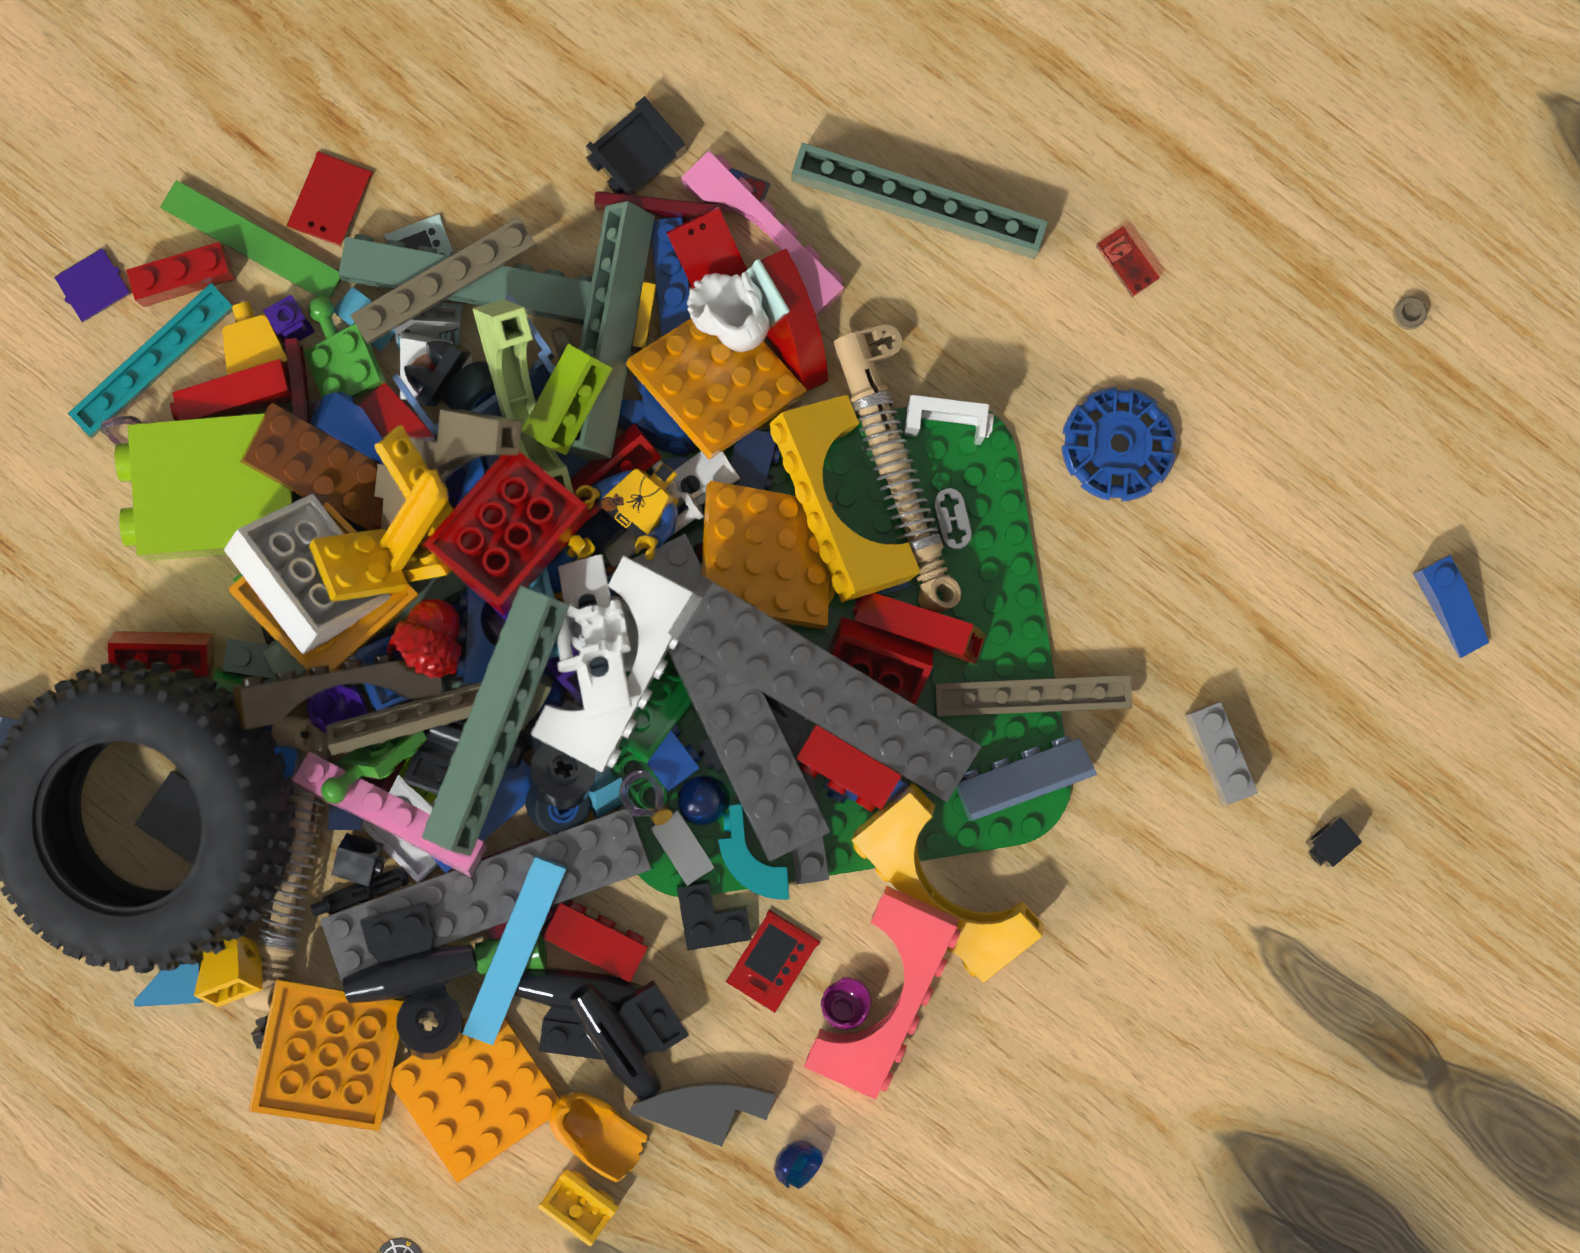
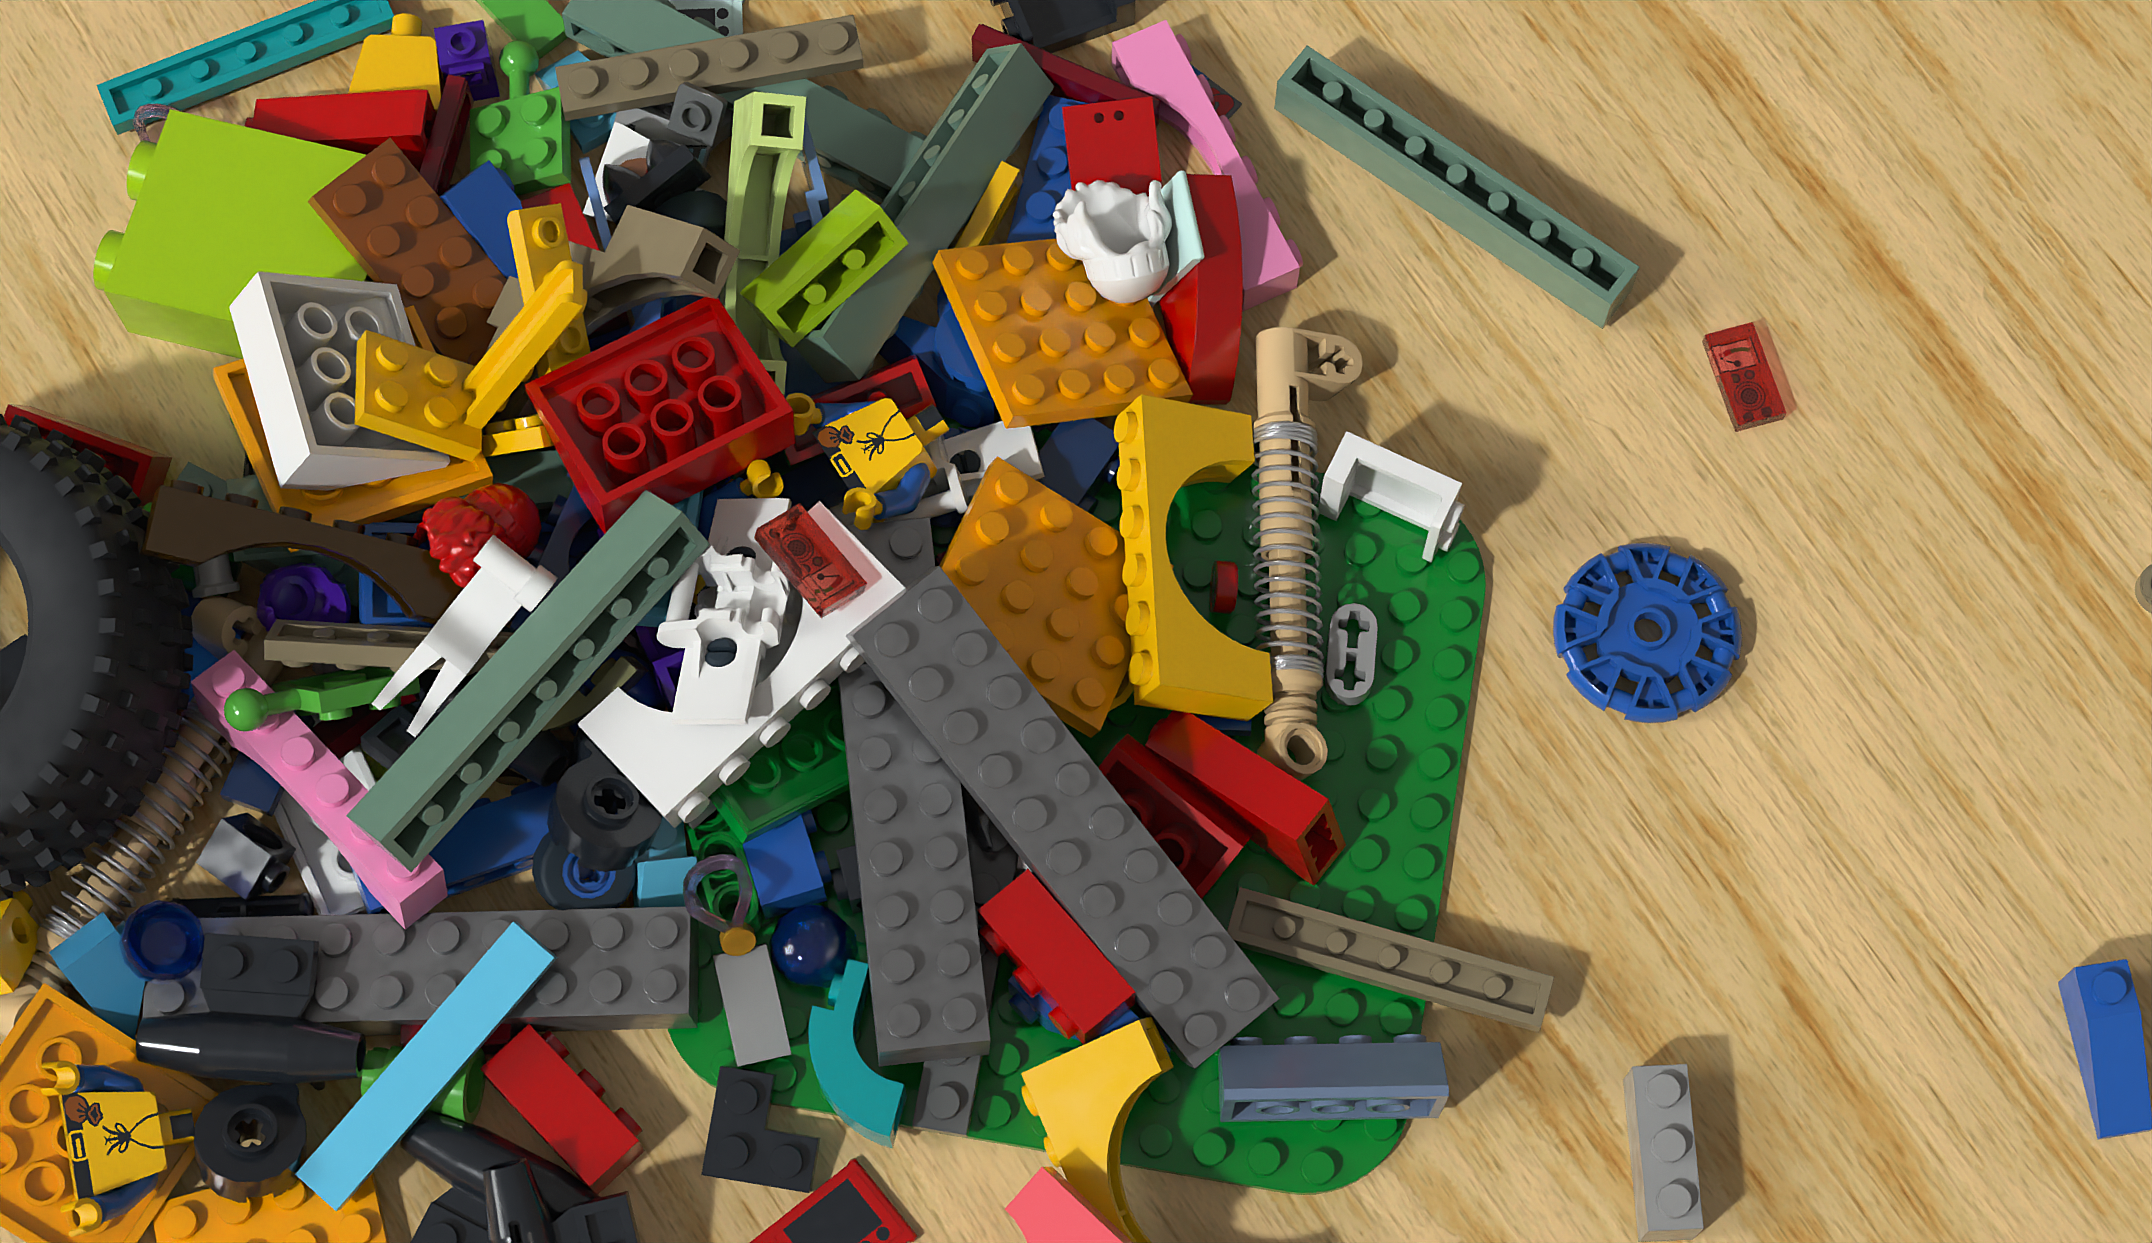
camera: 25 degrees right, 15 degrees down
(307, 957) = (97, 971): none -> dark azure slope
(337, 935) = (162, 942): none -> clear blue hair
(354, 1054) = (112, 1139): none -> torso
(445, 697) = (470, 625): none -> white flag
(451, 314) = (701, 115): none -> dark grey bracket
(632, 596) = (810, 560): none -> clear red tile
(865, 504) = (1223, 587): none -> red tile

